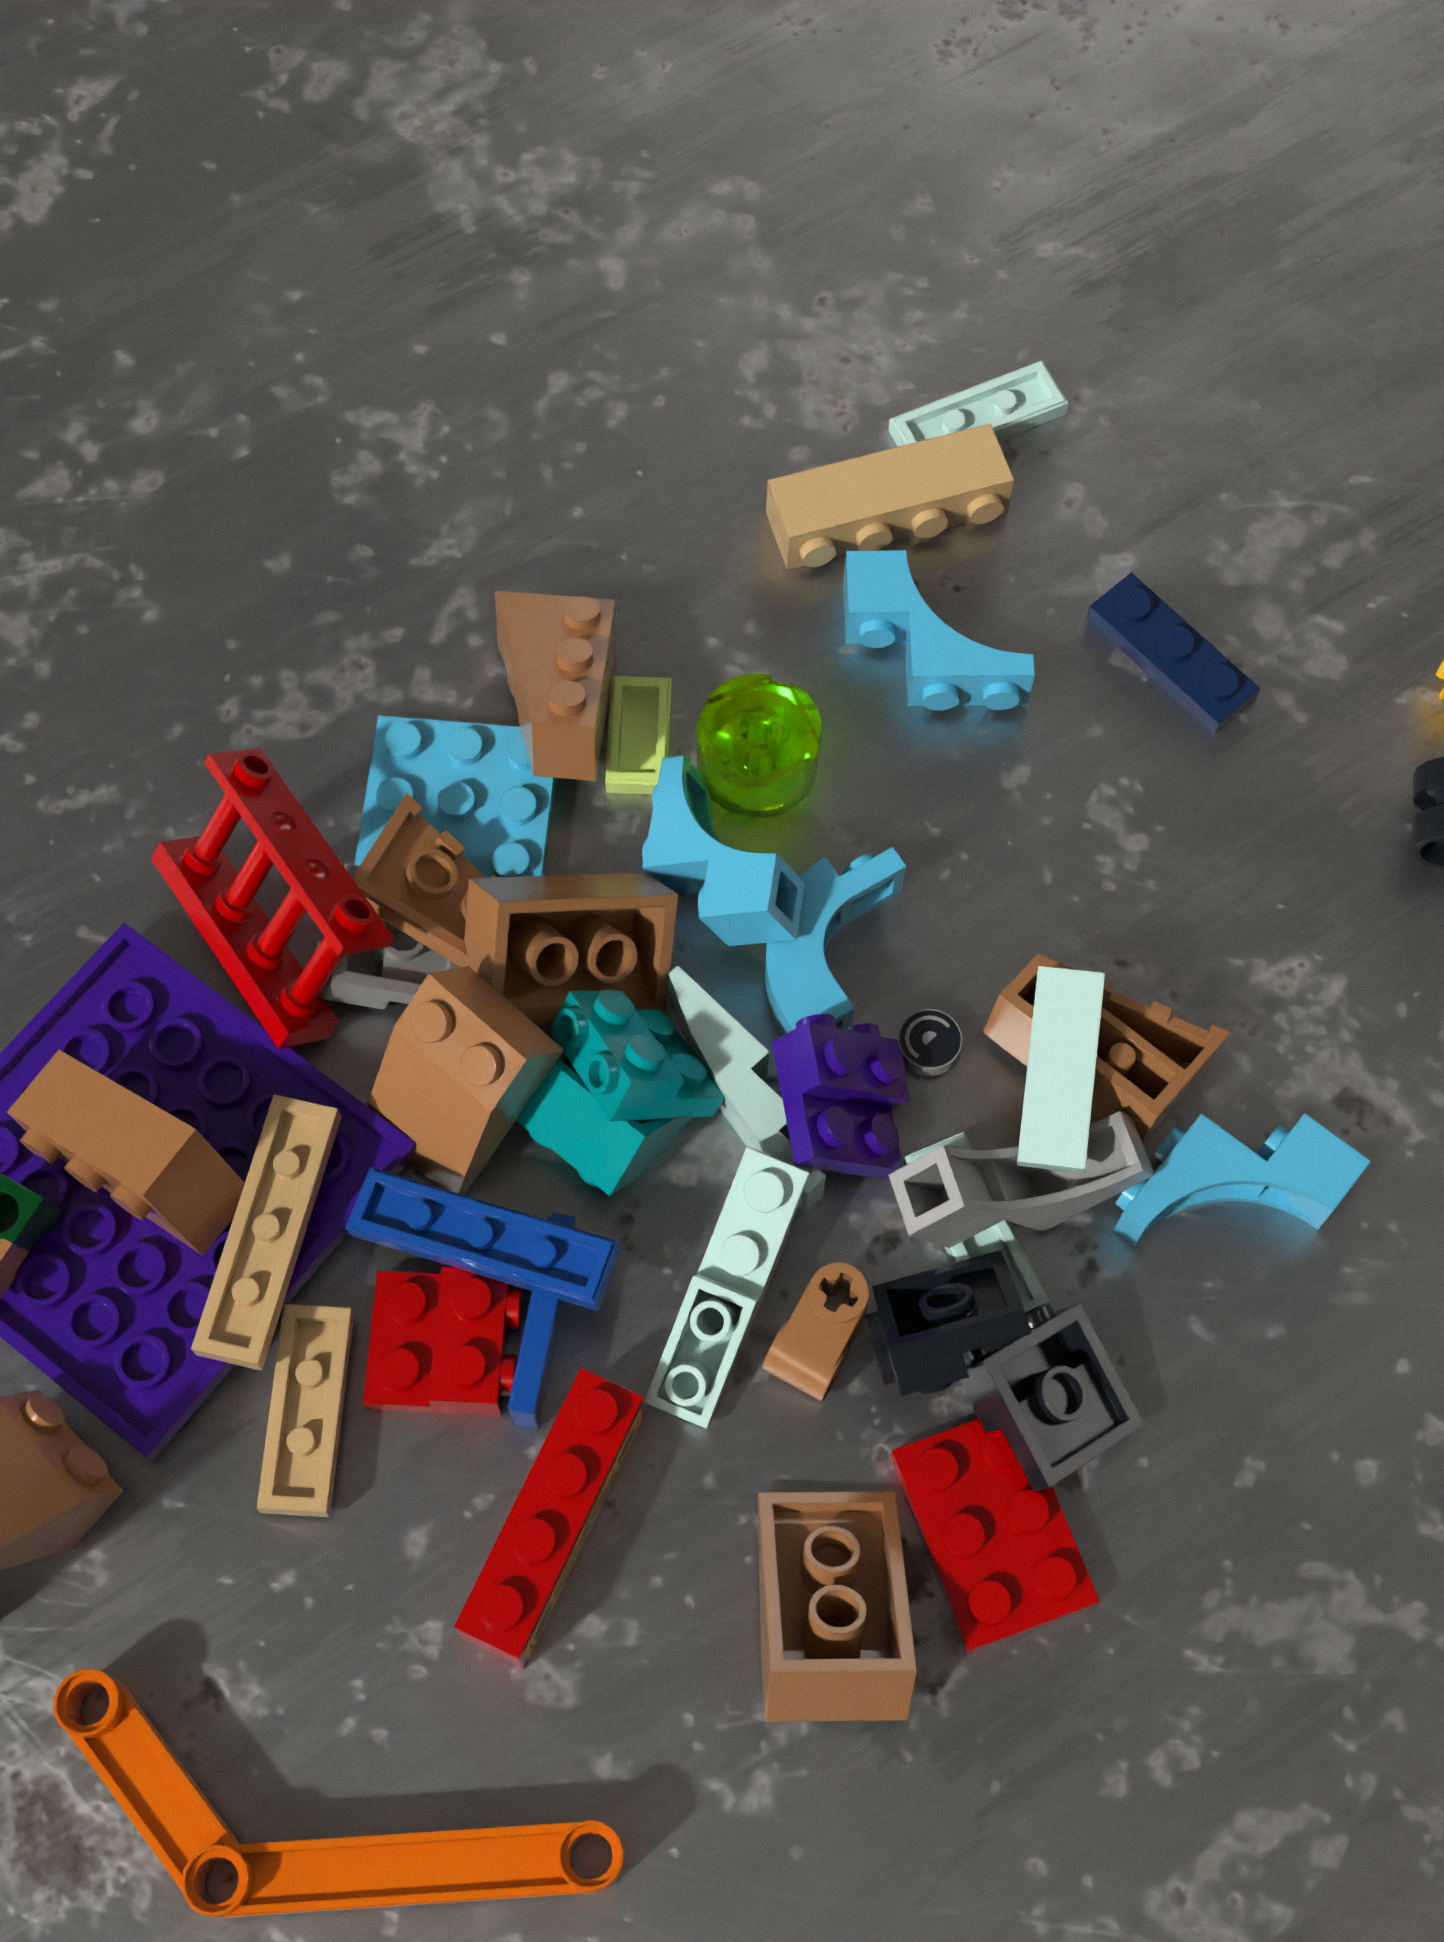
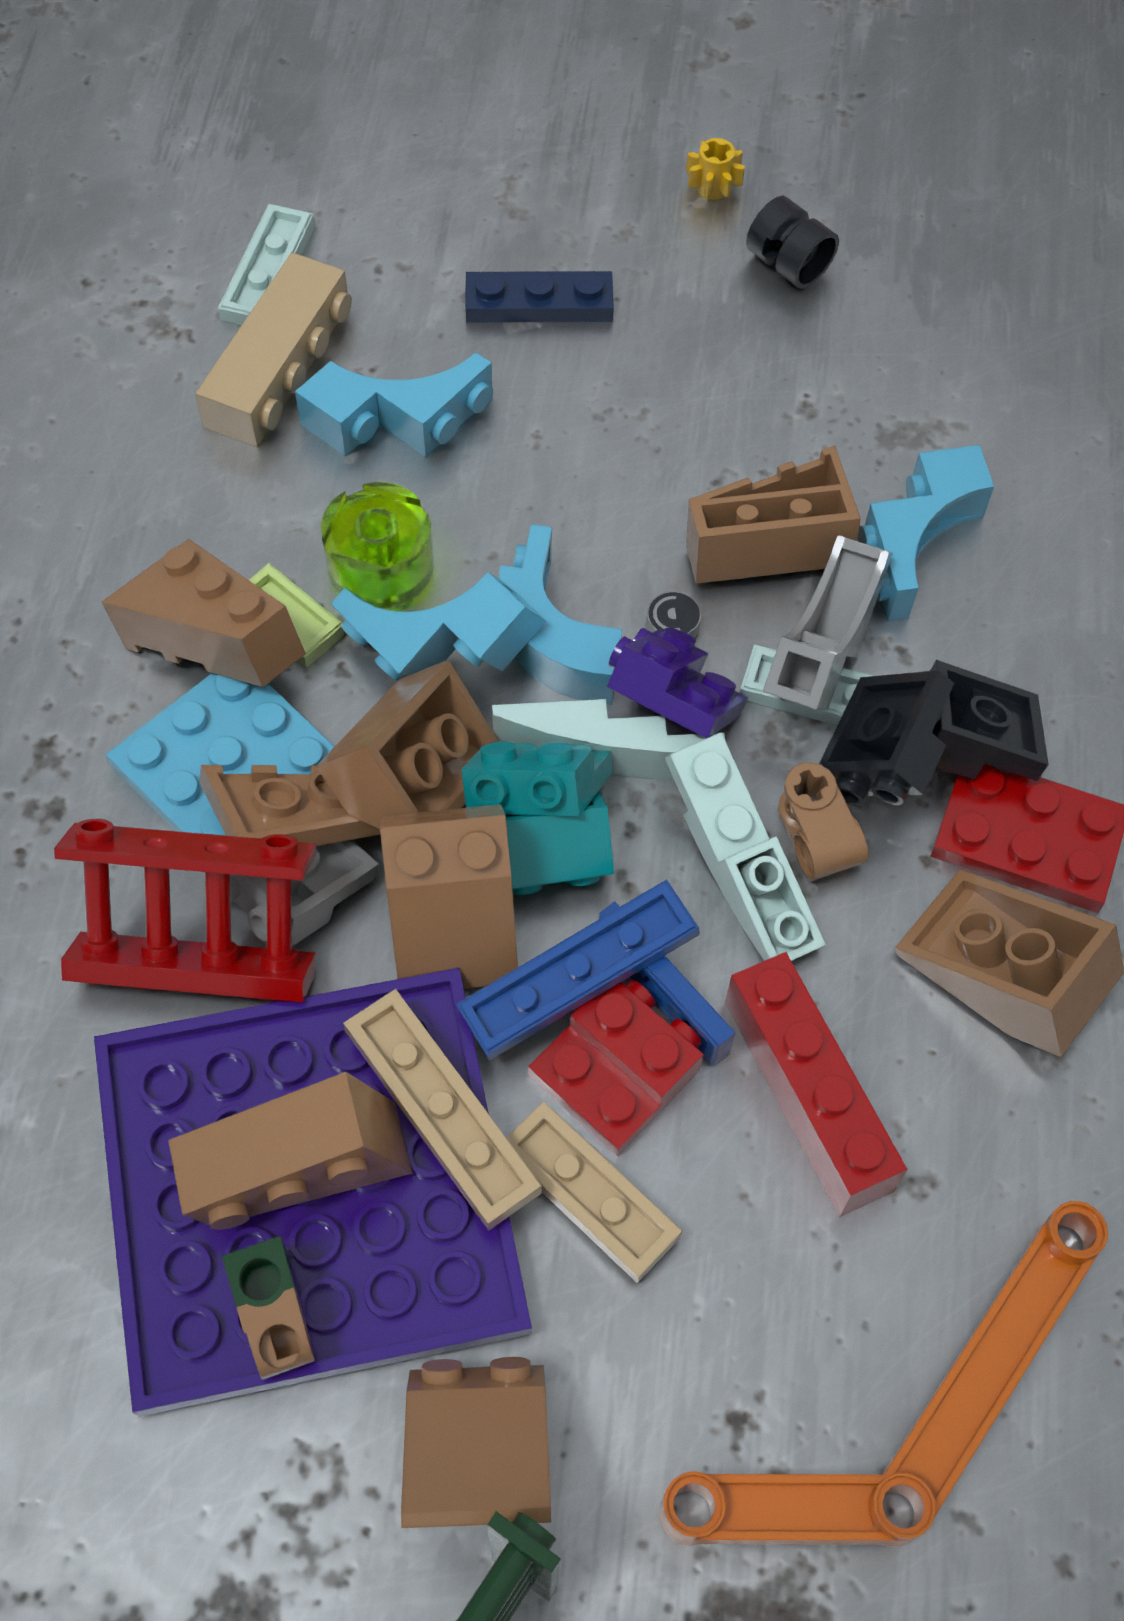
camera: 50 degrees left, 5 degrees down
(1061, 1069) = (784, 540): light aqua tile -> none

